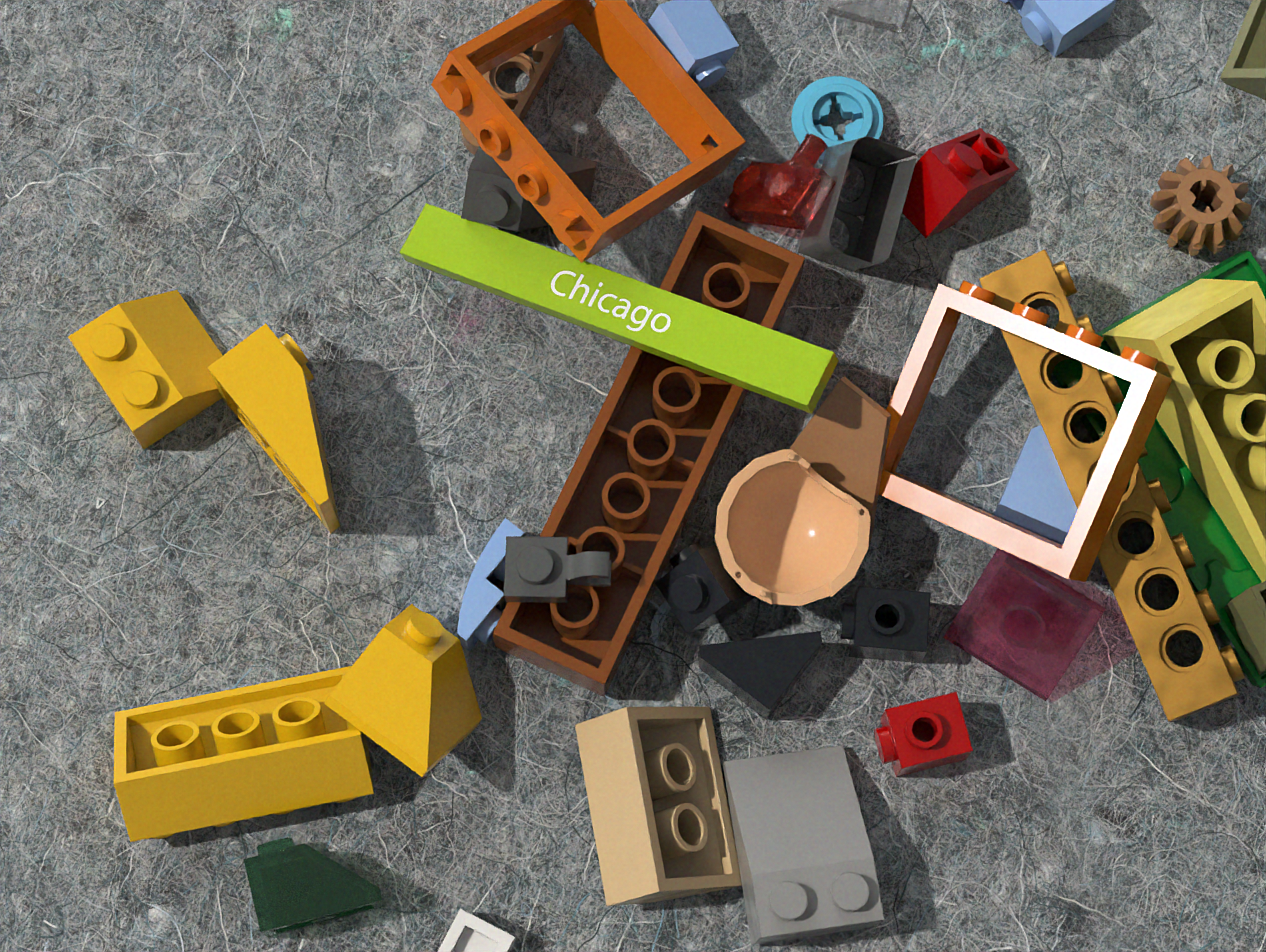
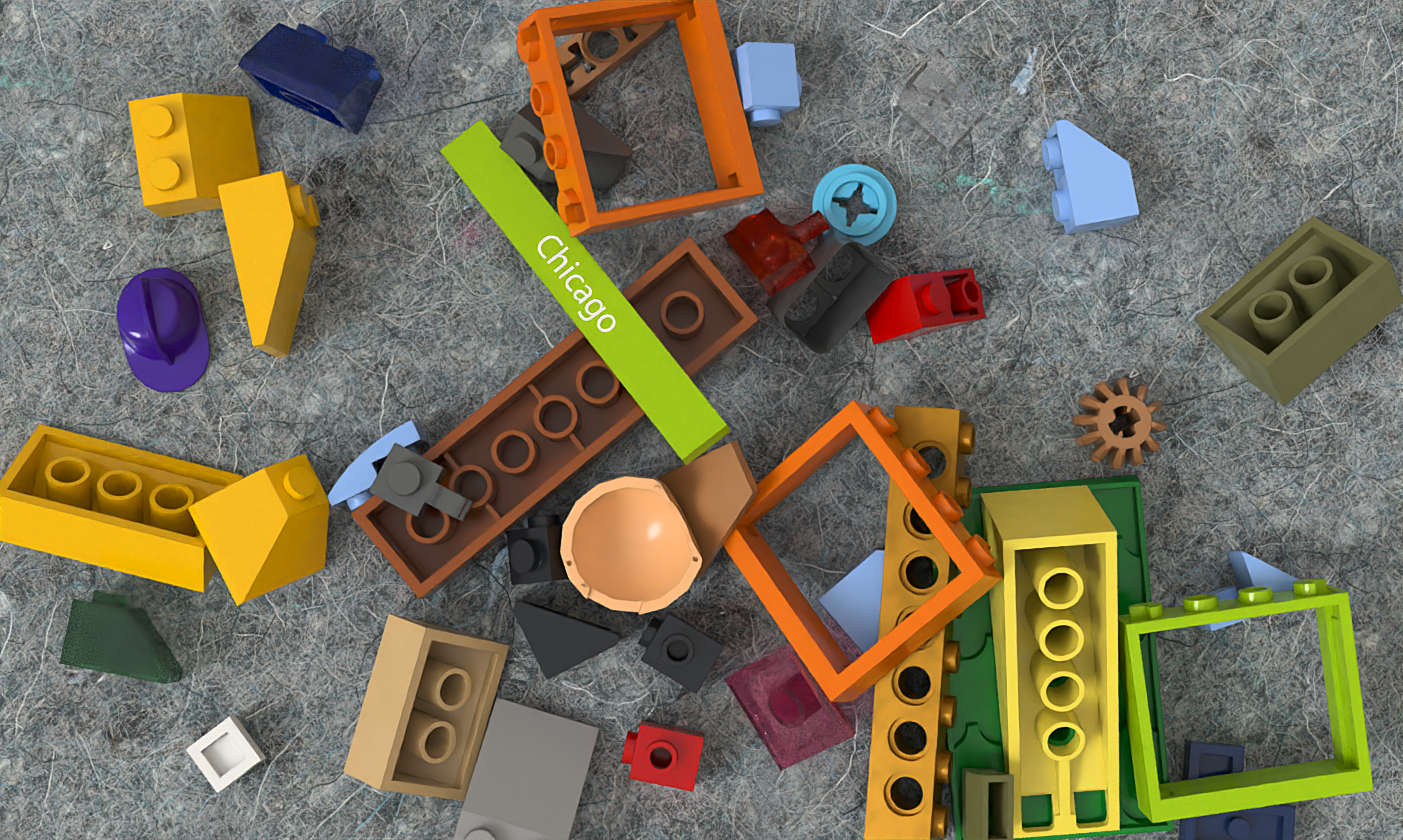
camera: 30 degrees right, 10 degrees up
(199, 559) = (163, 330): none -> dark purple piece
(241, 235) = (314, 75): none -> clear blue slope

